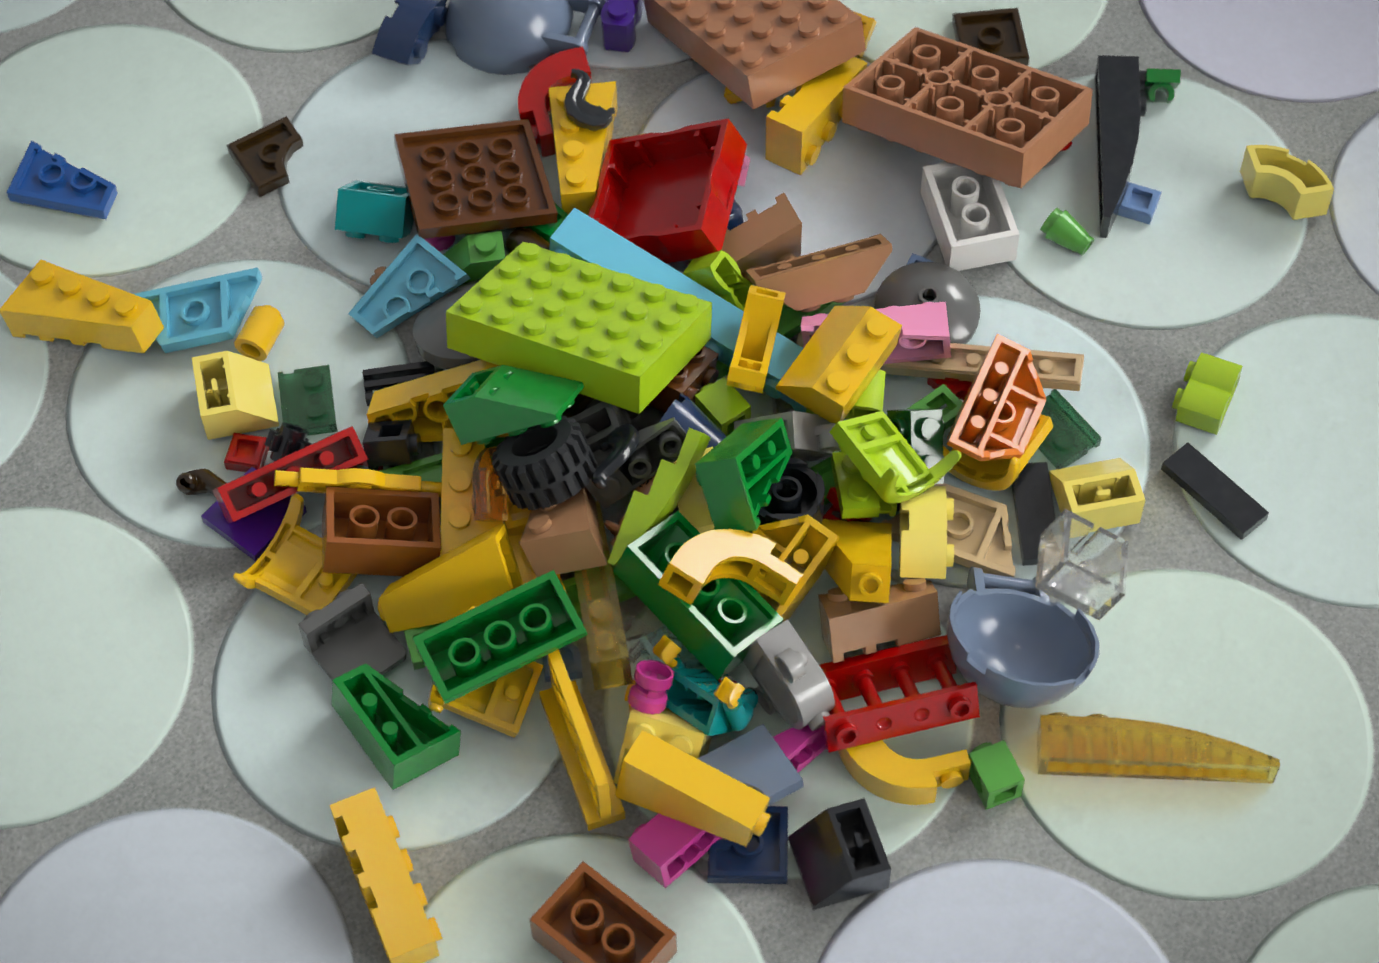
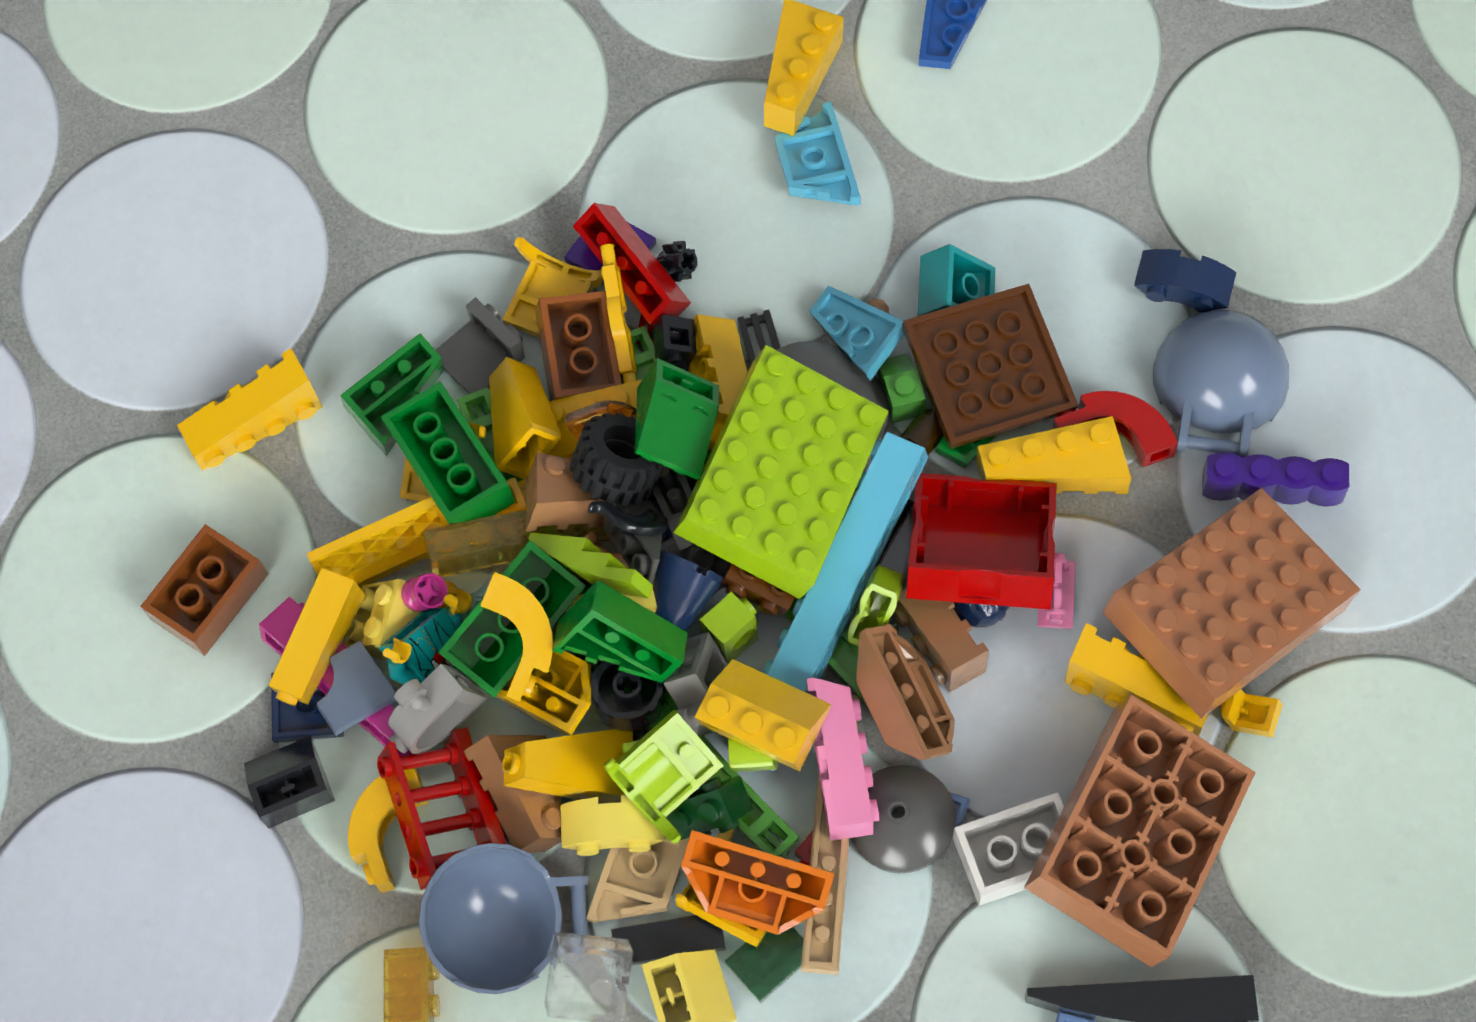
camera: 90 degrees right, 10 degrees up
(198, 482) = (638, 200): dark brown arm -> none
(234, 394) = (724, 206): light yellow slope -> none
(246, 452) = (672, 229): red tile -> none
(259, 332) = (799, 216): yellow brick -> none
(265, 155) = (1013, 183): dark brown tile -> none
(308, 399) = (734, 271): clear green plate -> none
(579, 110) = (1079, 444): black piece -> none
(756, 339) = (783, 638): yellow arch -> none
(993, 32) = (1279, 864): dark brown tile -> none
(995, 774) = (377, 912): bright green brick -> none
(1066, 231) = (1016, 955): bright green cone -> none

